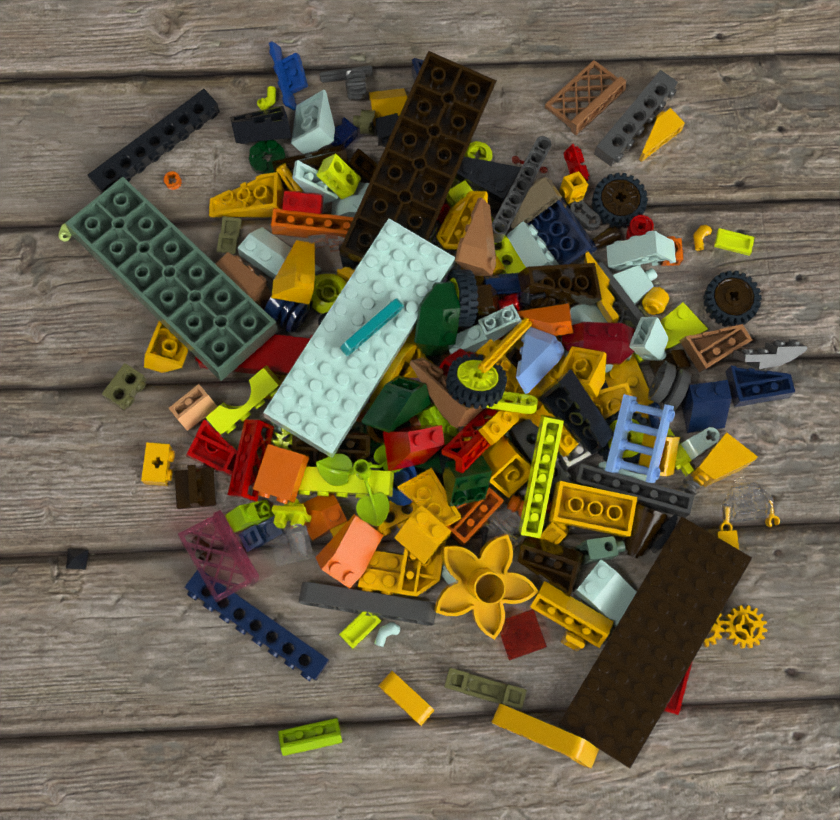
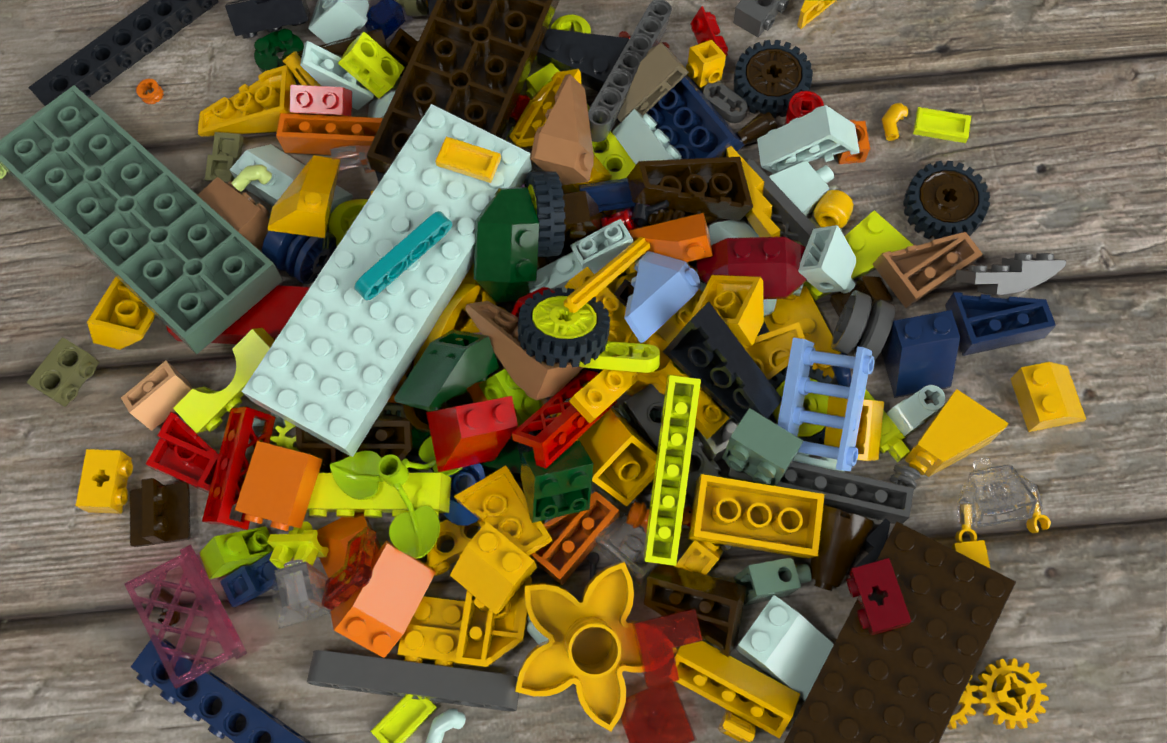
camera: 10 degrees right, 5 degrees down
(255, 253) = (251, 173): none -> yellowish green arm
(335, 532) = (354, 573): none -> clear red plate
(414, 261) = (468, 159): none -> yellow tile
(527, 583) = (657, 638): none -> clear red plate
(599, 466) = (761, 449): none -> sand green slope
(669, 552) = (892, 609): none -> dark red brick
(786, 437) = (1047, 396): none -> yellow slope

